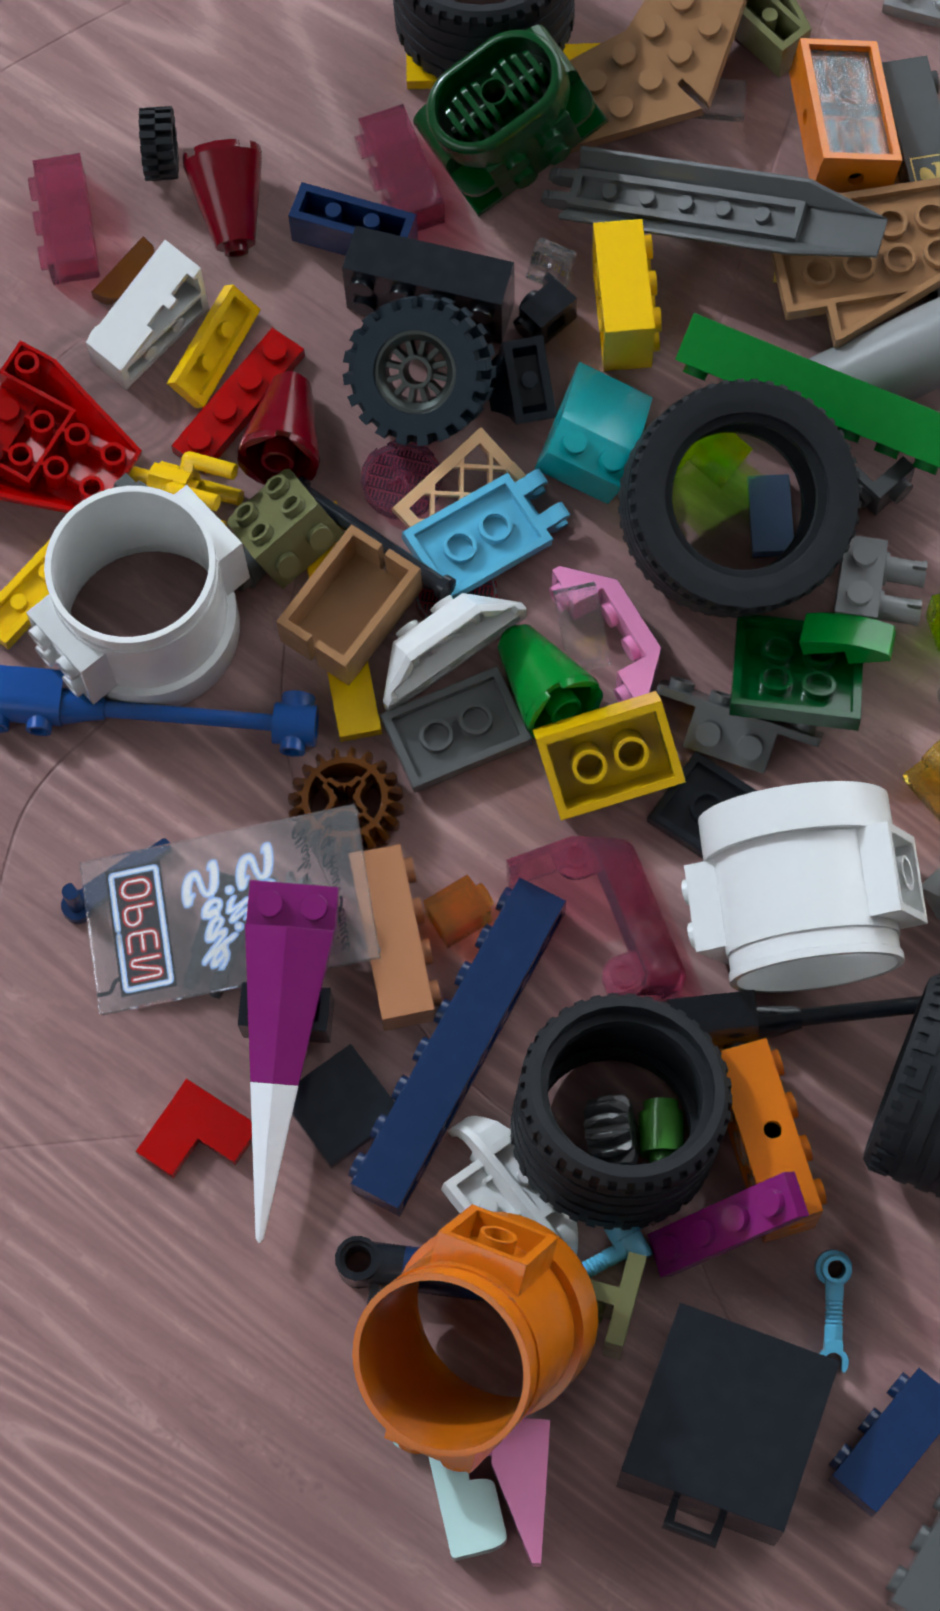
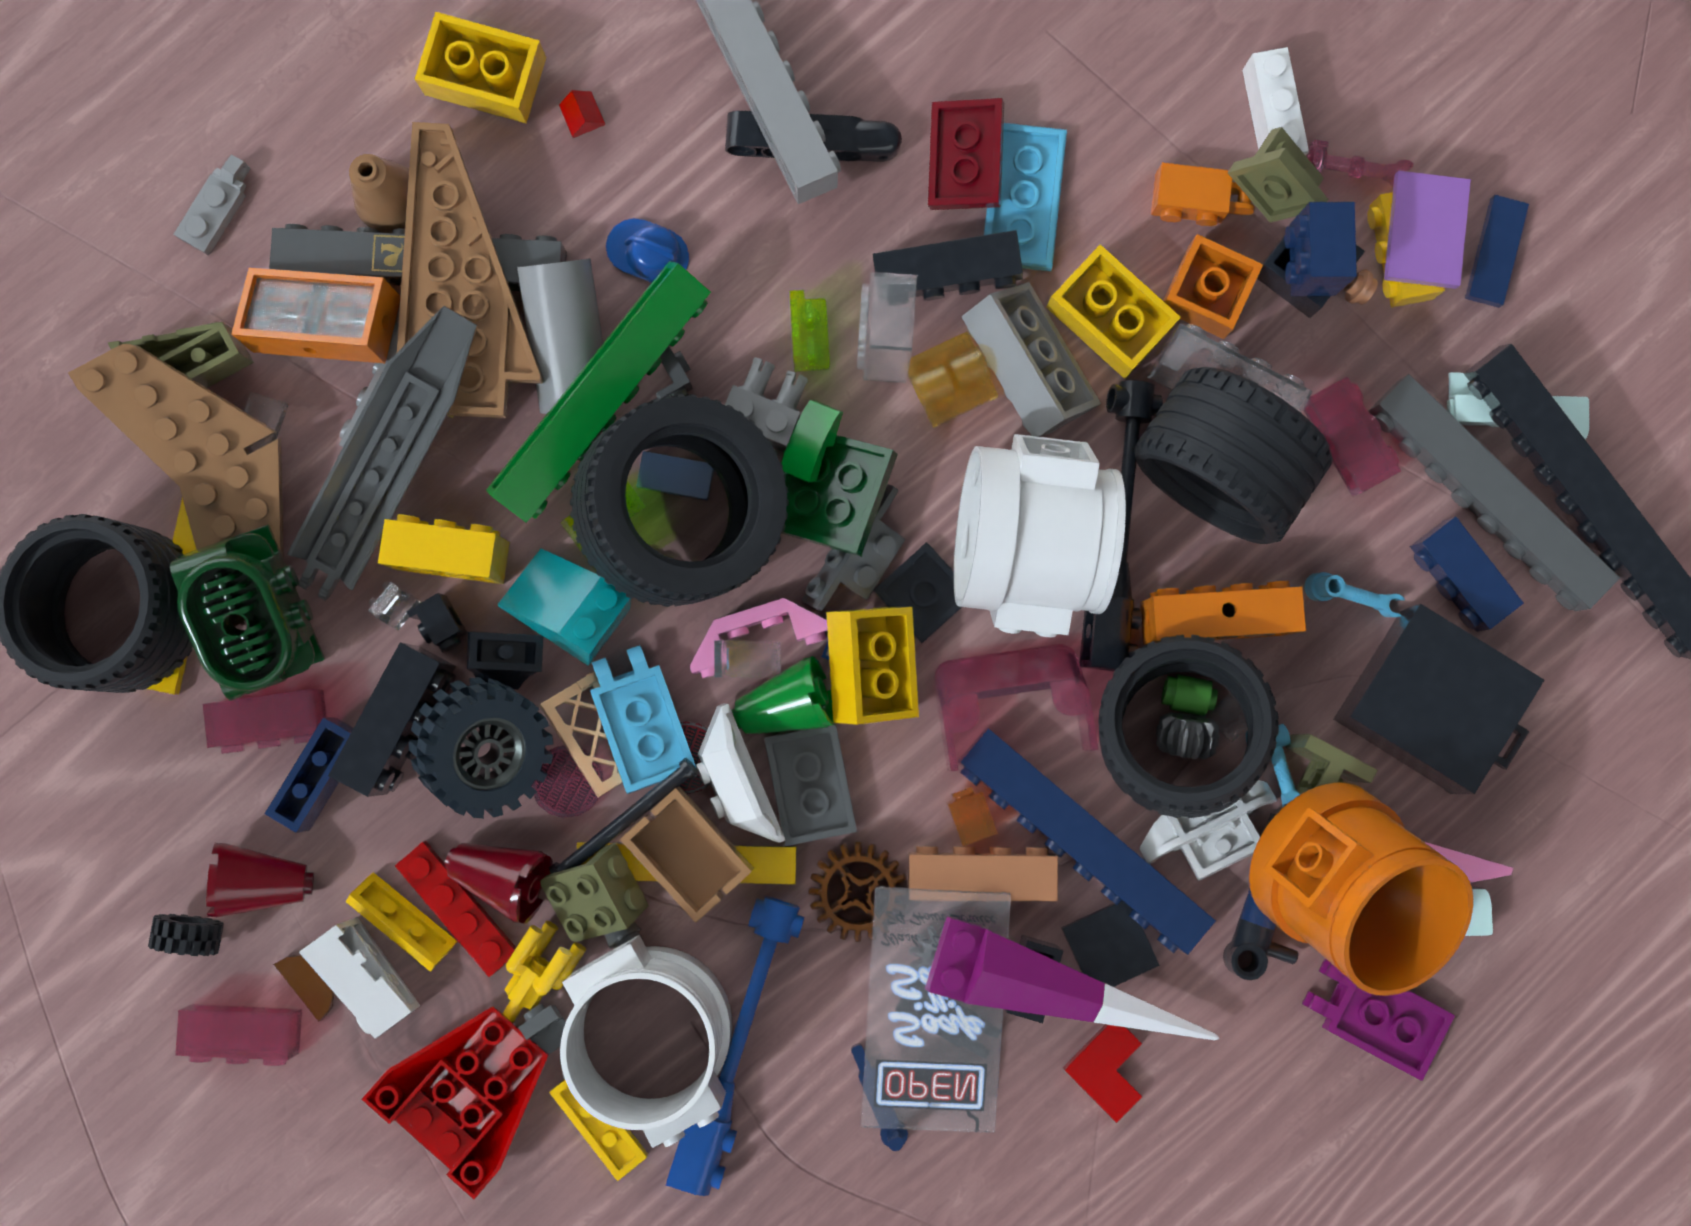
camera: 85 degrees left, 15 degrees up
(318, 1452) = (1392, 1027): none -> magenta tile
(728, 1224) = (1292, 657): magenta plate -> none

